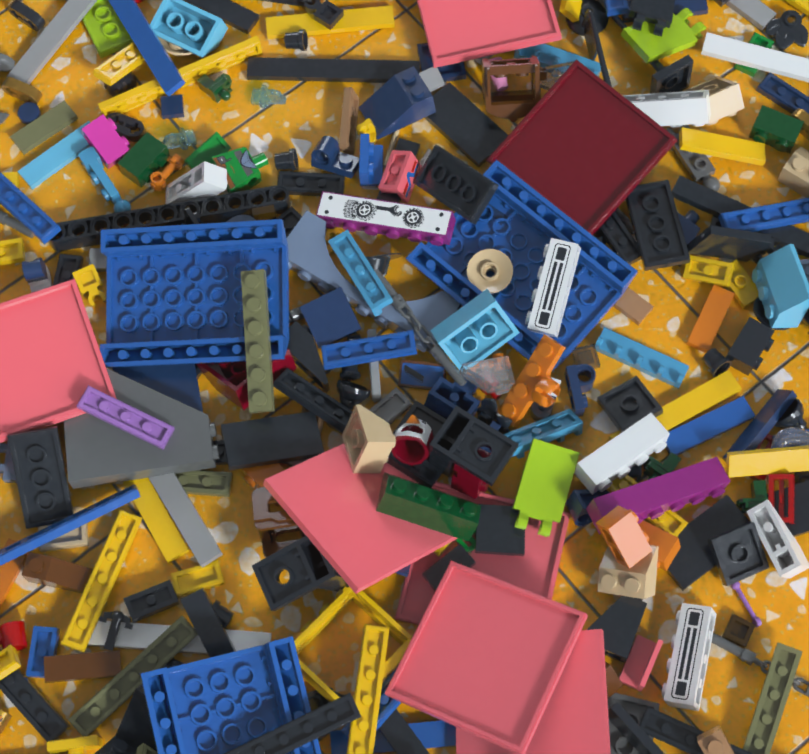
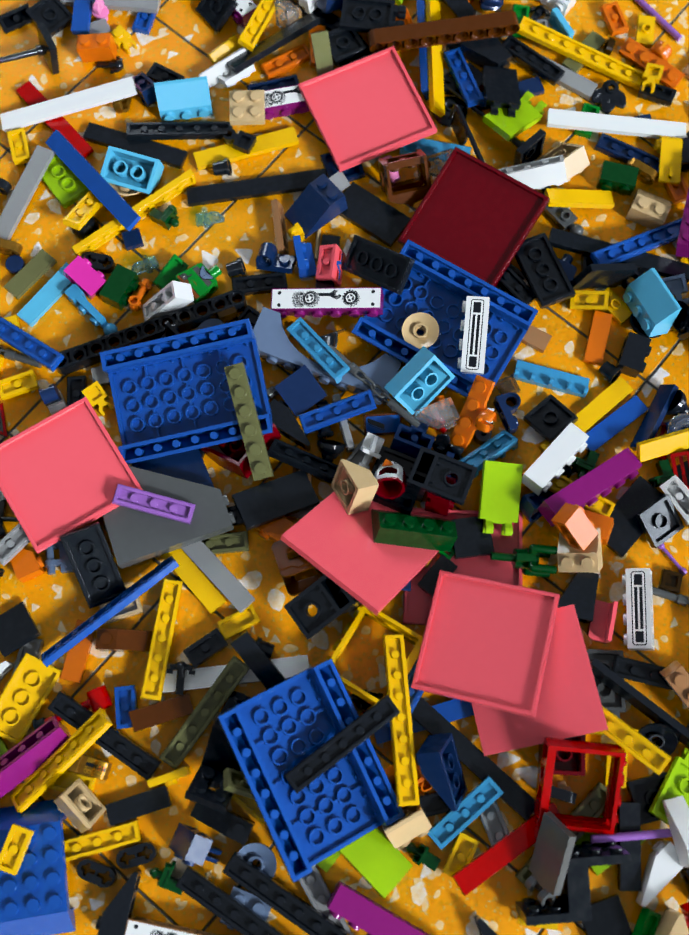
camera: 15 degrees left, 5 degrees up
(401, 400) = (371, 446): none -> white piece
(564, 570) = (528, 559): none -> dark green plant

